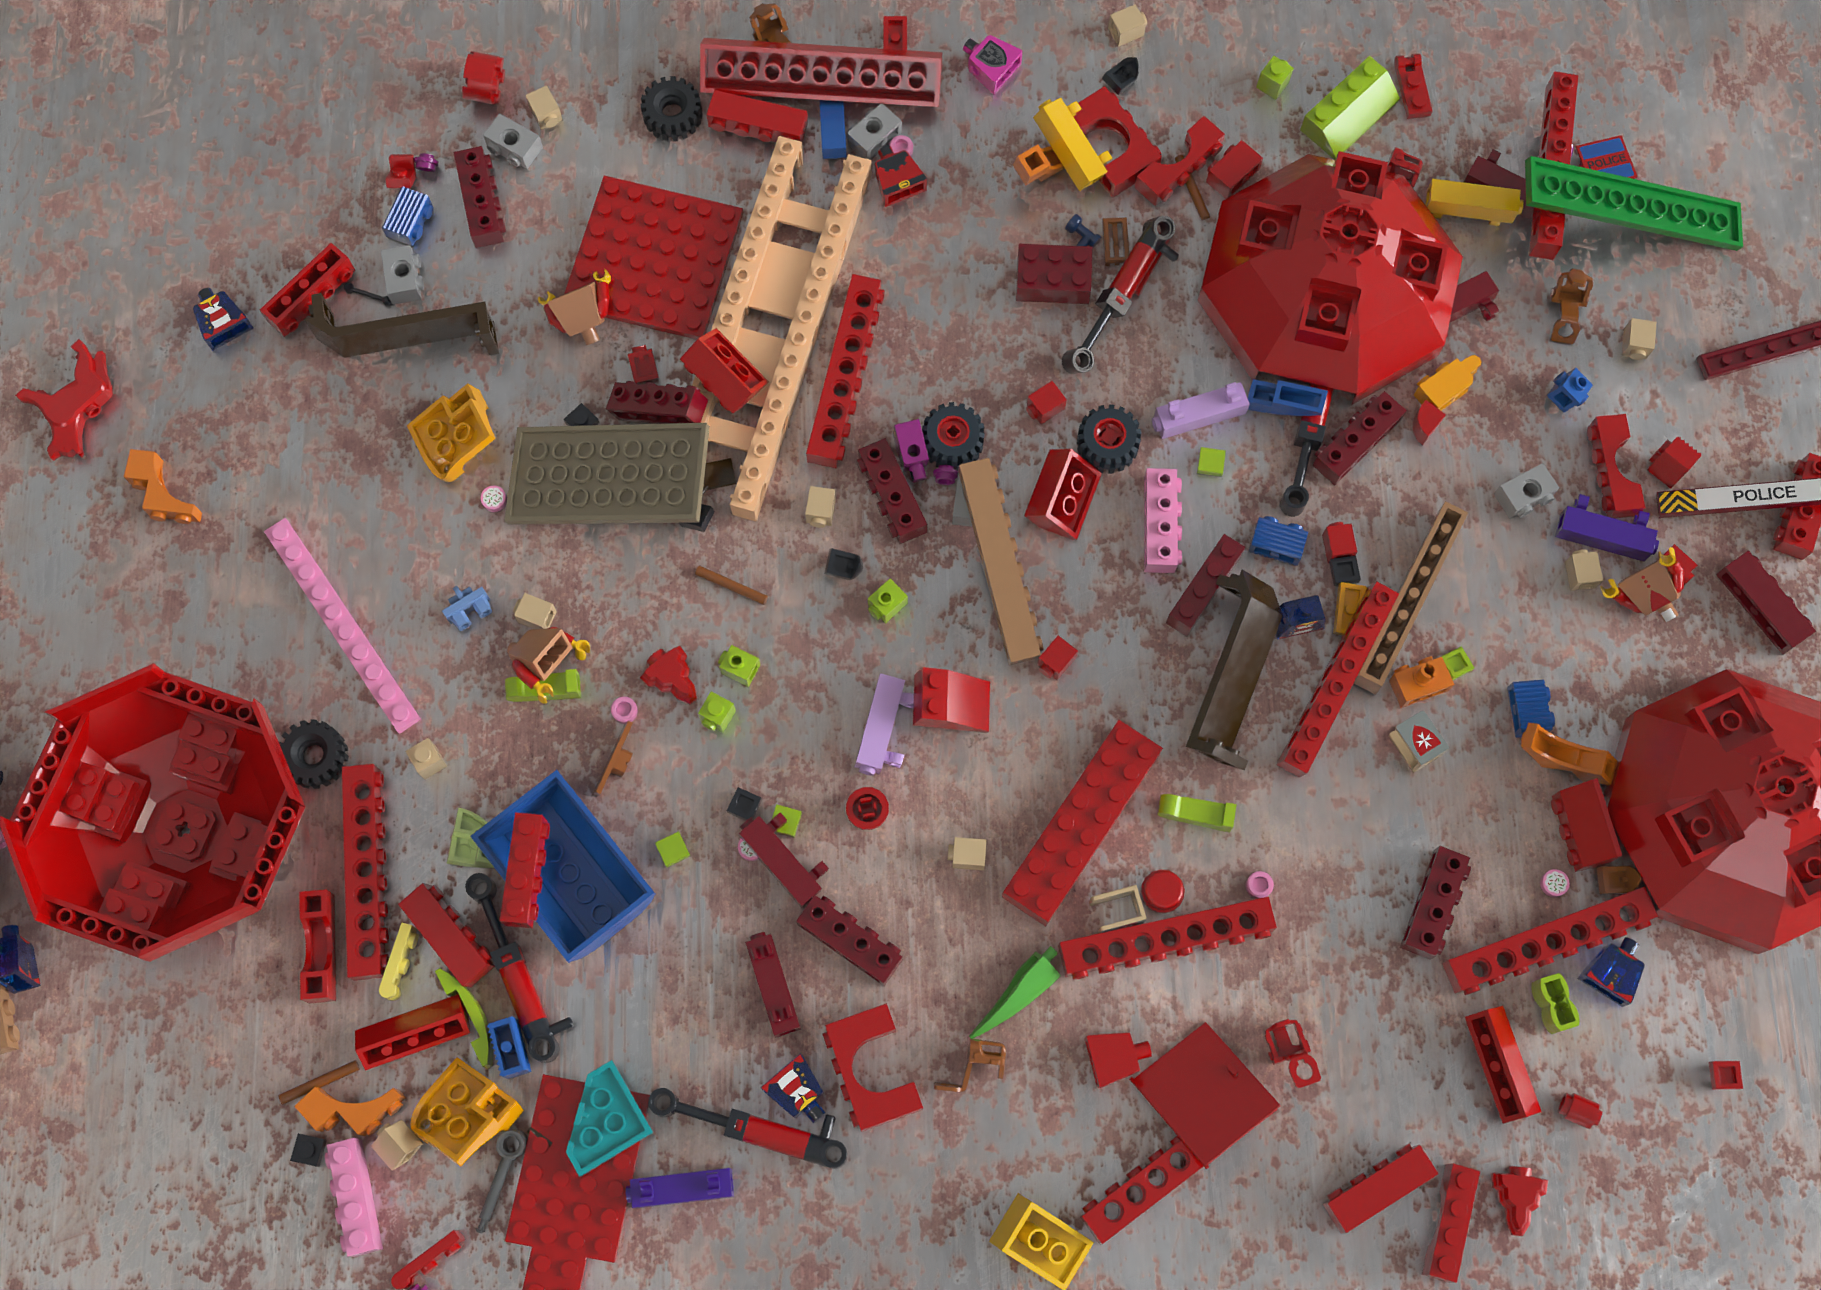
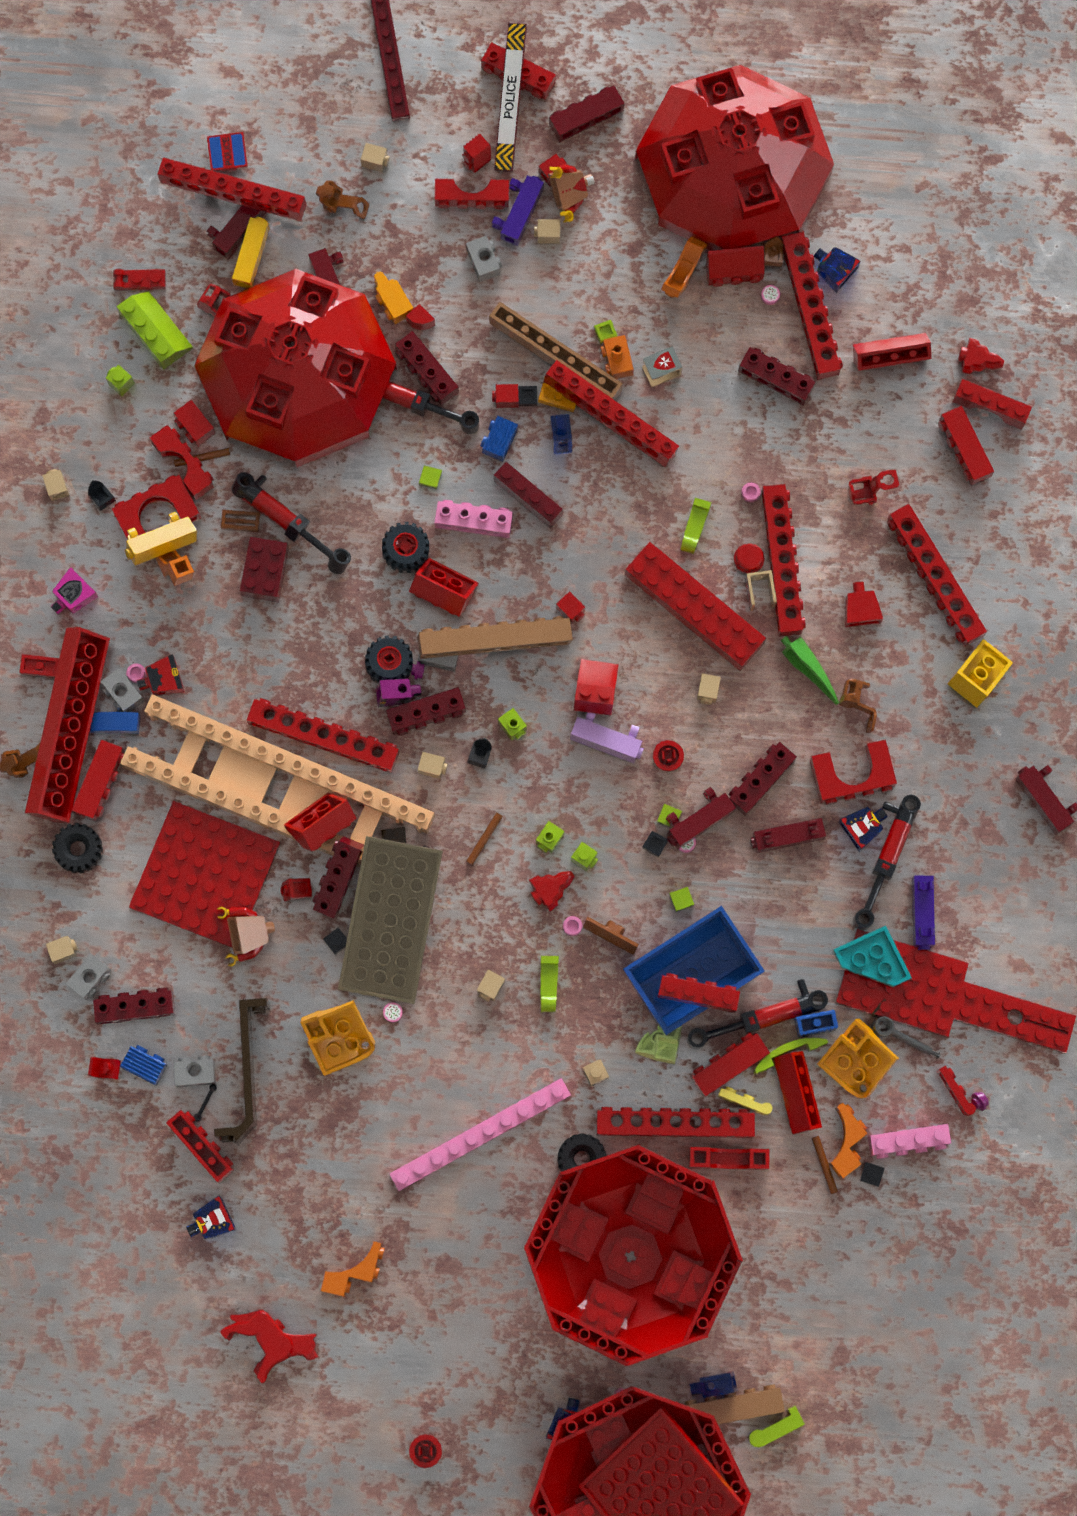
camera: 85 degrees left, 5 degrees up
(396, 1144) = (875, 1108): tan brick -> none
(425, 162) = (96, 1048): magenta plate -> none
(464, 603) = (477, 1027): medium blue hips -> none
(482, 77) = (30, 995): red brick -> none
(540, 653) = (526, 981): nougat torso -> none
(1045, 403) = (369, 589): red brick -> none
(1088, 237) = (235, 540): dark blue piece -> none
(1200, 410) = (390, 478): lavender brick -> none
(1203, 1097) = (893, 552): red piece -> none
(1236, 669) = (598, 480): dark brown panel -> none
(1286, 398) = (391, 414): blue slope -> none
(1530, 705) = (645, 286): blue brick -> none
(1553, 997) = (851, 310): lime brick -> none
(1569, 390) = (410, 213): blue brick -> none
(1580, 1110) = (926, 308): red brick -> none
(1633, 203) = (274, 139): green plate -> none
(1725, 1075) = (912, 210): red tile -> none

